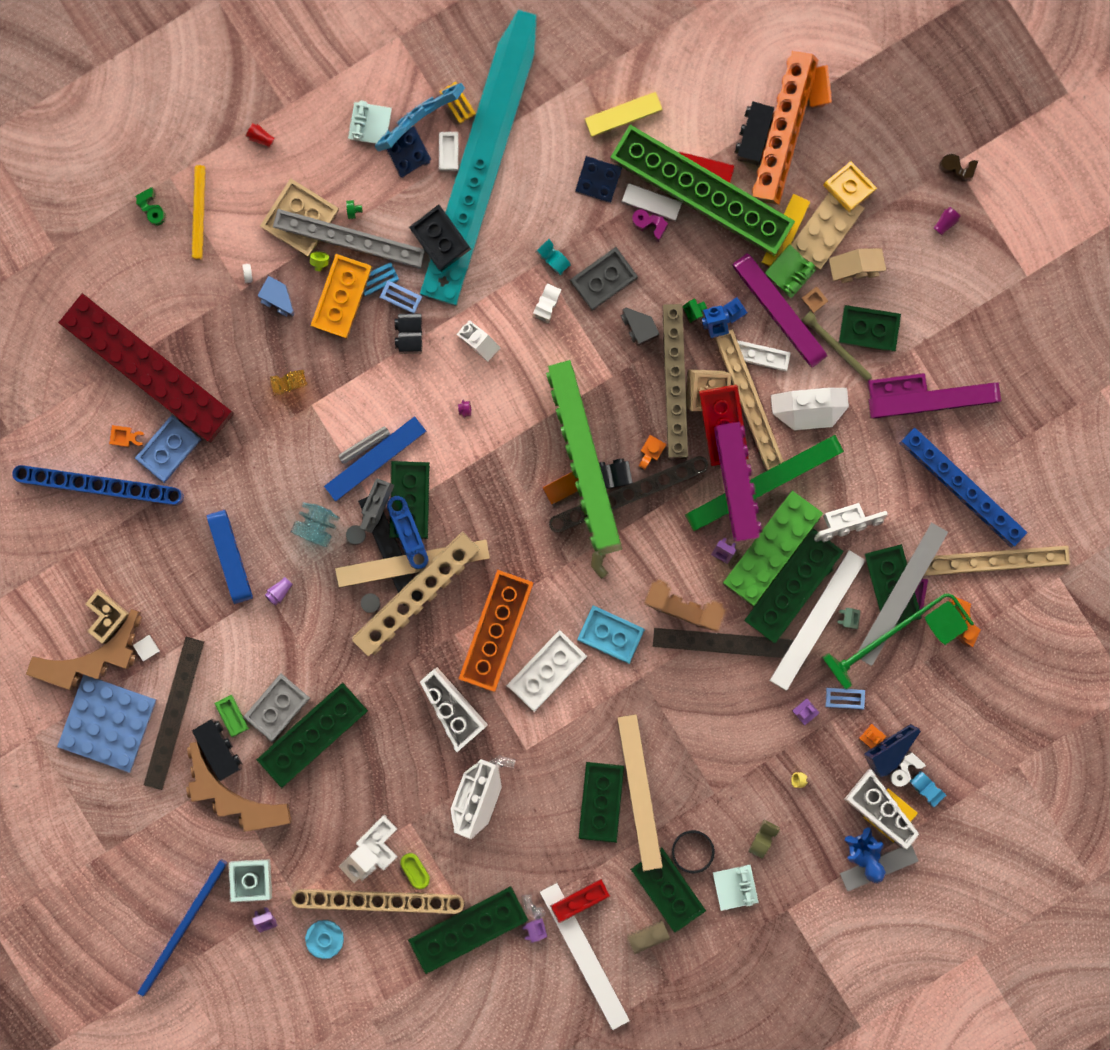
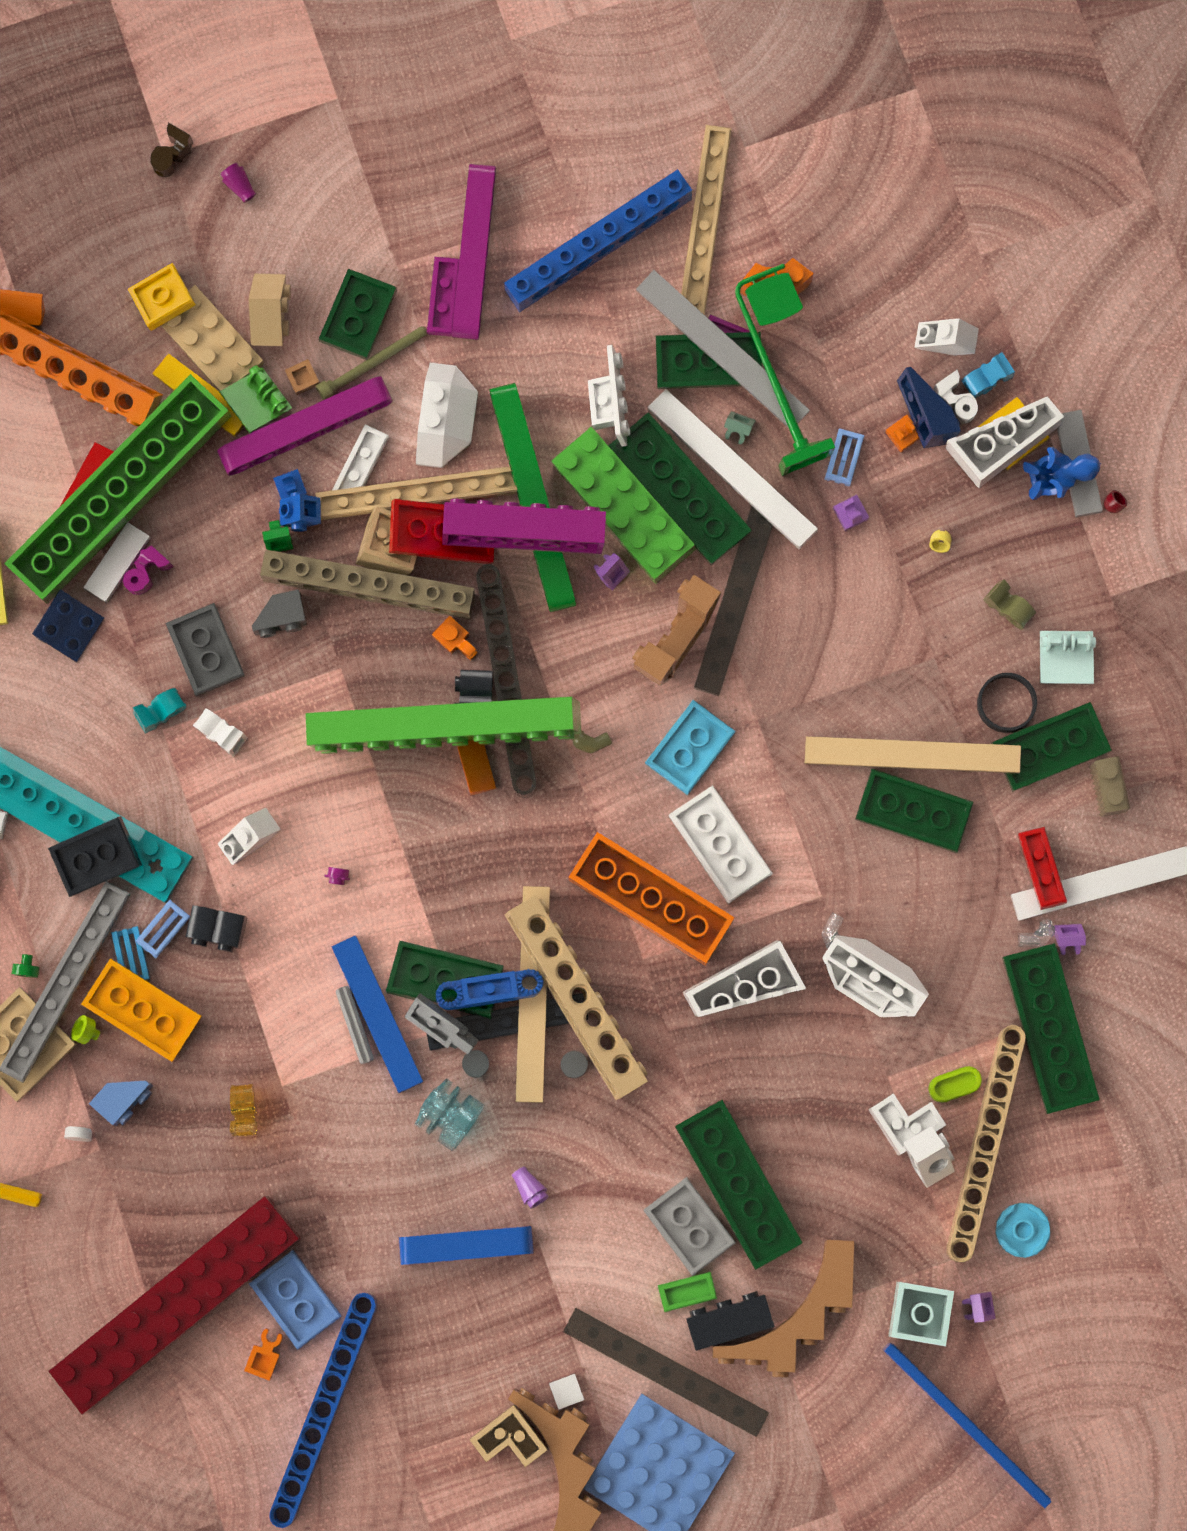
camera: 75 degrees left, 5 degrees down
(754, 133) = (57, 405): black brick -> none
(856, 899) = (1115, 502): none -> dark red hinge
(949, 753) = (947, 337): none -> white slope

